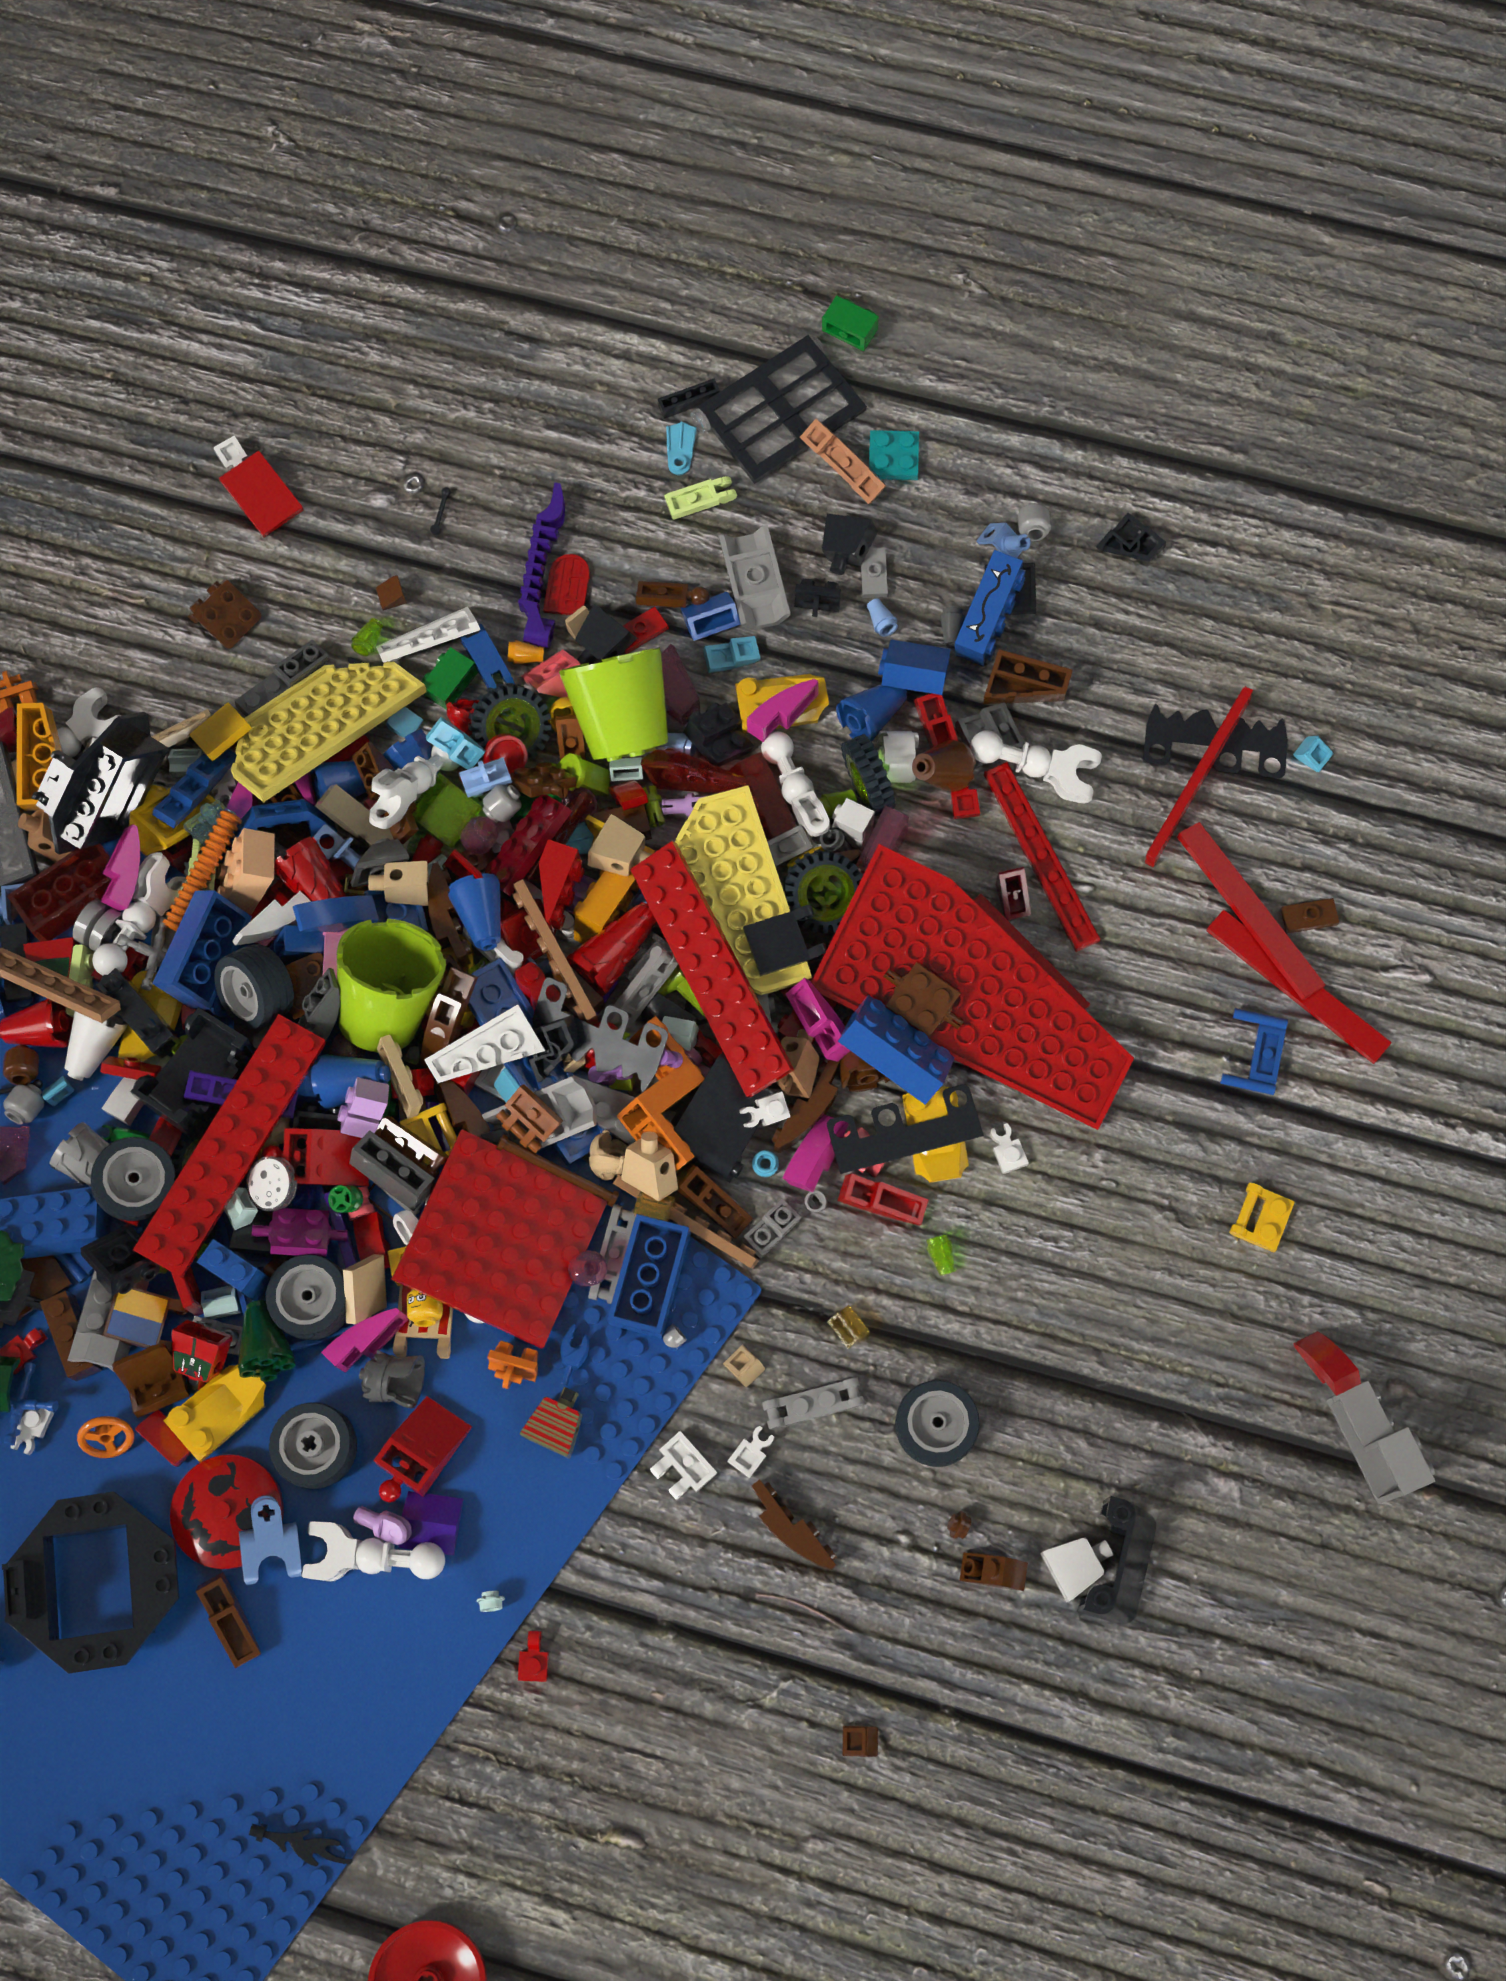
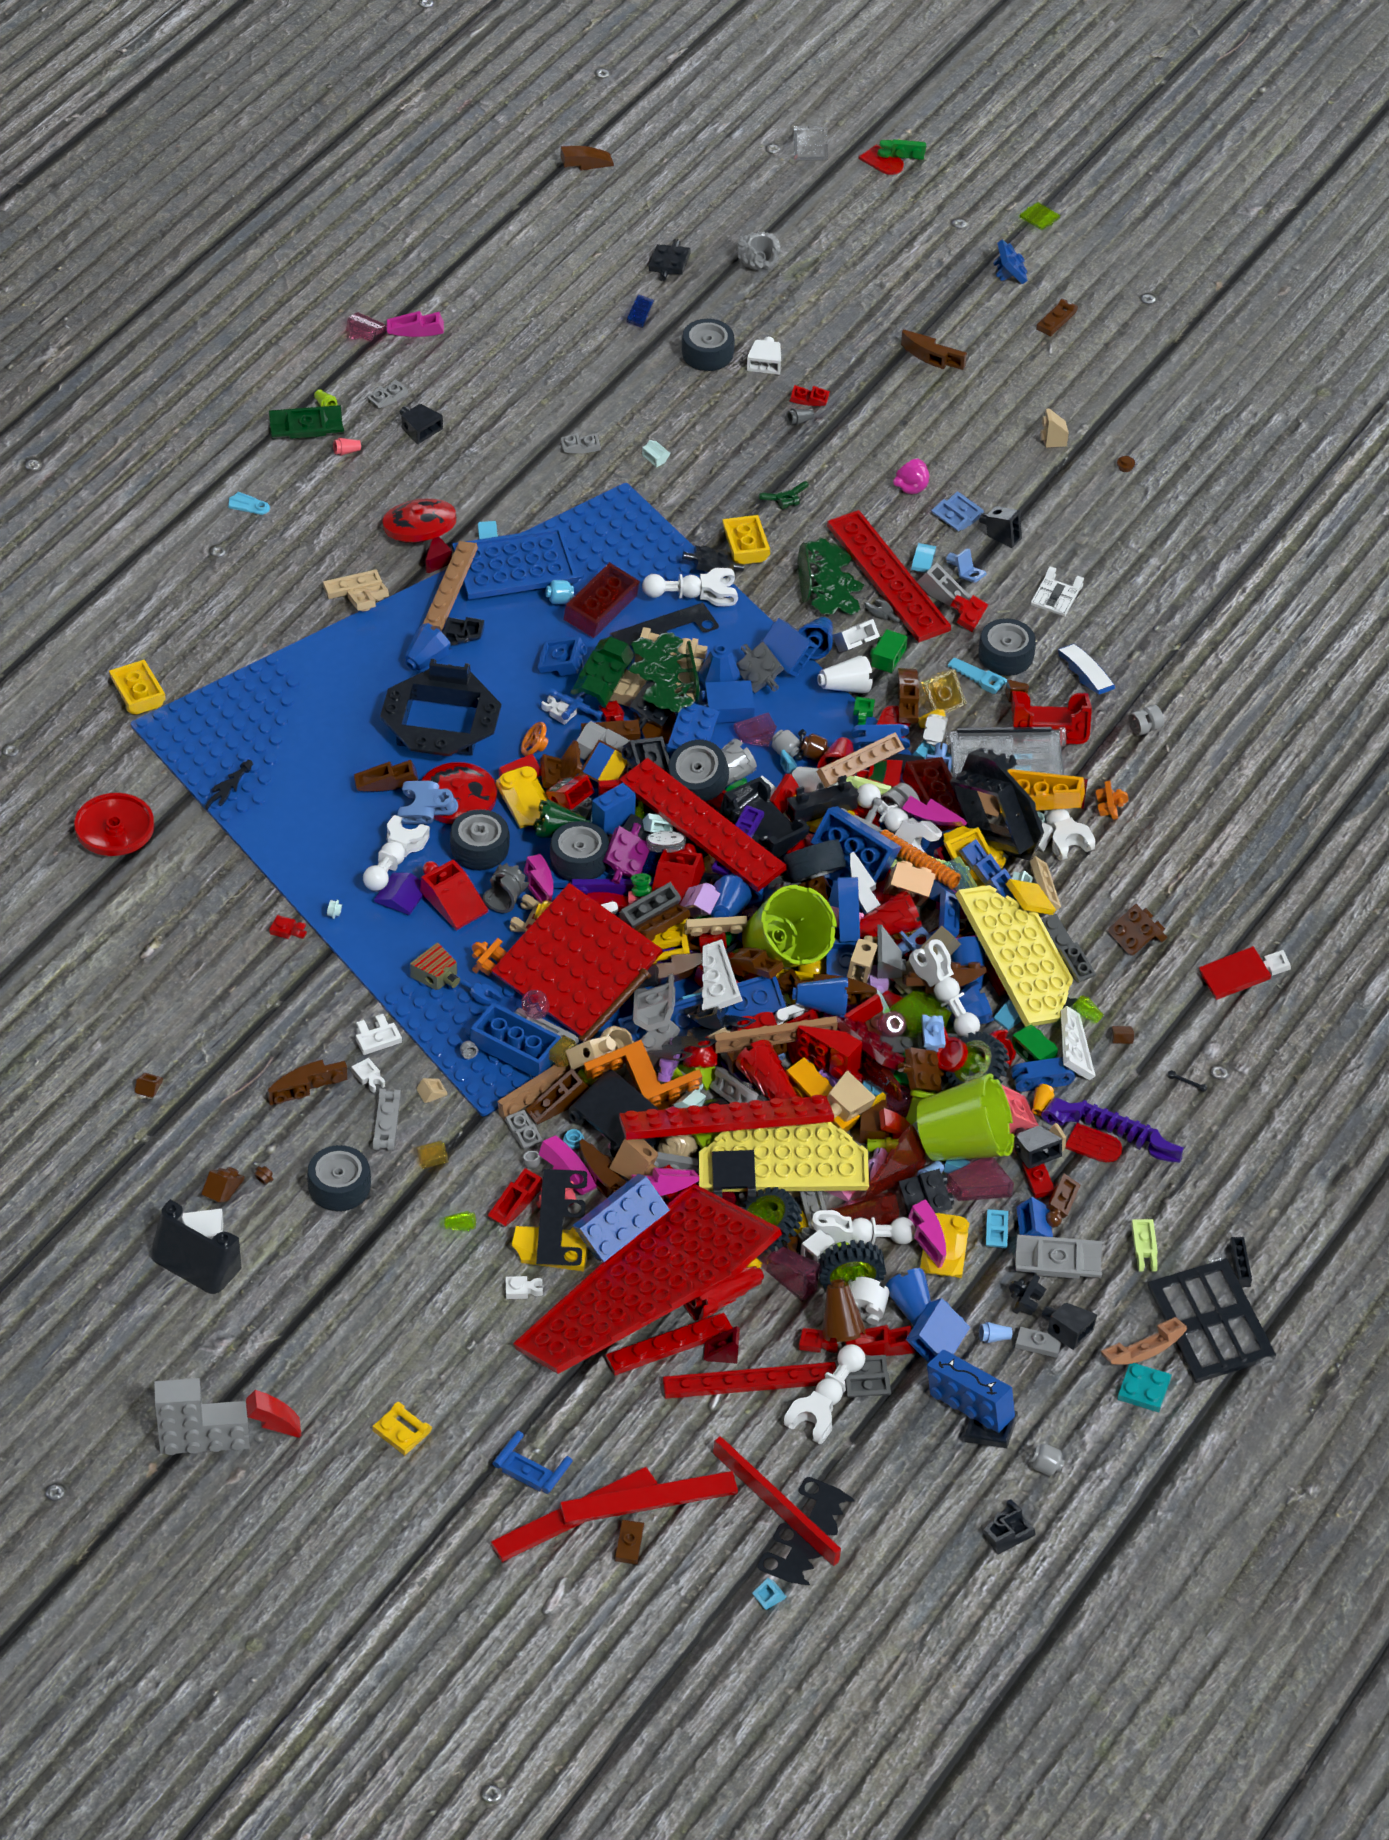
camera: 100 degrees right, 25 degrees down
(364, 1288) = (575, 873): tan tile -> none
(385, 1525) = (410, 863): lavender arm -> none
(455, 743) = (962, 1025): medium azure slope -> none
(502, 803) = (909, 1037): light grey head -> none
(532, 1113) = (654, 988): dark orange plate -> none
(680, 446) = (1196, 1247): medium azure piece -> none
(769, 1110) = (608, 1136): white plate -> none
(850, 323) = (1279, 1388): green brick -> none
(923, 998) = (653, 1243): reddish brown plate -> none
(1005, 539) = (1035, 1434): medium blue bracket -> none
(1025, 680) = (903, 1405): reddish brown wedge -> none

